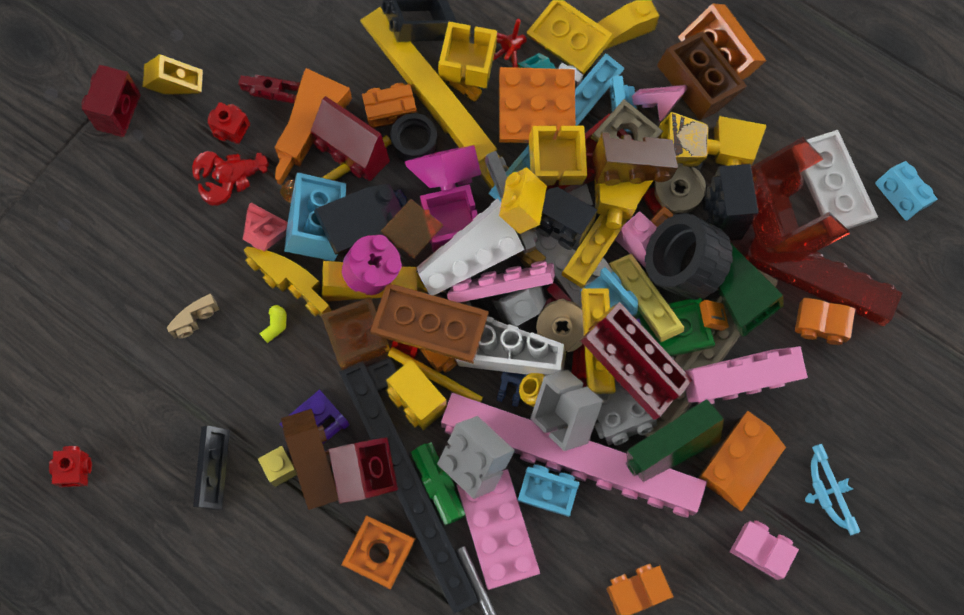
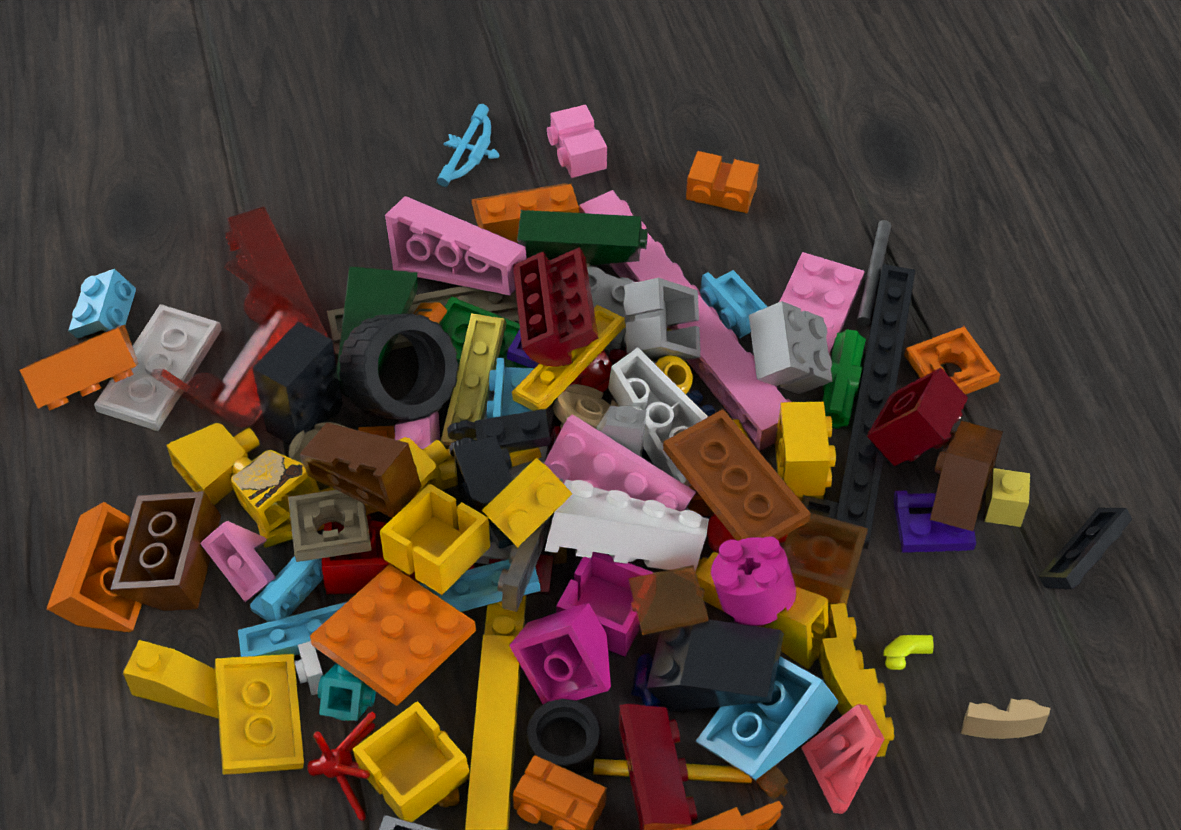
camera: 140 degrees left, 20 degrees down
(589, 263) = (512, 431): none -> black hinge
(824, 320) = (320, 256): orange brick -> none
(868, 137) = (80, 368): none -> orange slope

